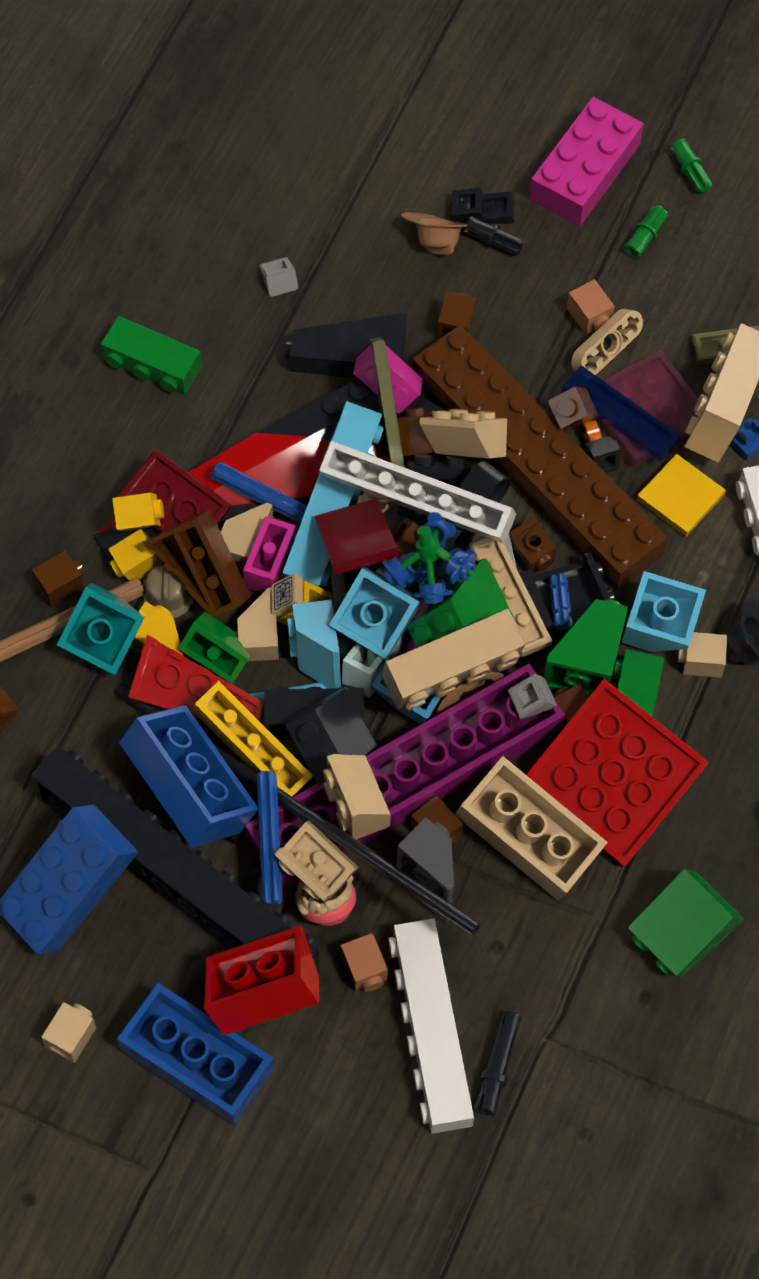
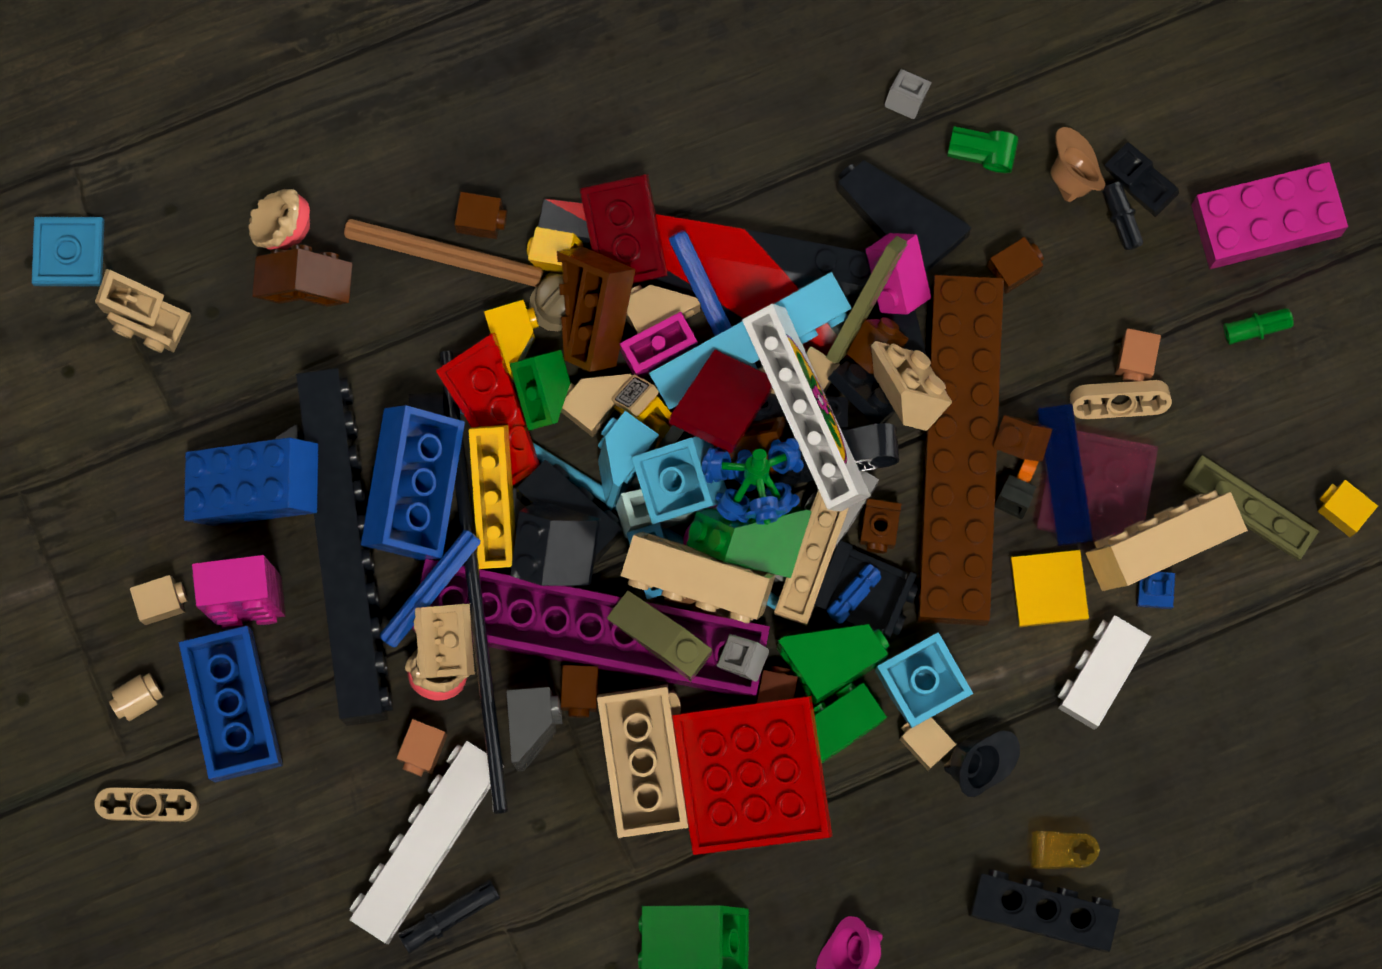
camera: 45 degrees right, 15 degrees up
(101, 628) = (467, 292): teal slope -> none
(117, 1115) = (135, 697): none -> tan brick
(131, 956) = (239, 591): none -> dark pink brick
(138, 511) = (581, 218): yellow brick -> none
(151, 356) = (730, 79): green brick -> none
(172, 1197) = (121, 795): none -> tan beam
(261, 981) = (314, 698): red slope -> none
(356, 795) = (523, 616): tan slope -> none
(369, 262) = (992, 149): none -> green piece
(464, 728) = (660, 635): none -> olive slope
(691, 165) = (1360, 298): green axle -> none

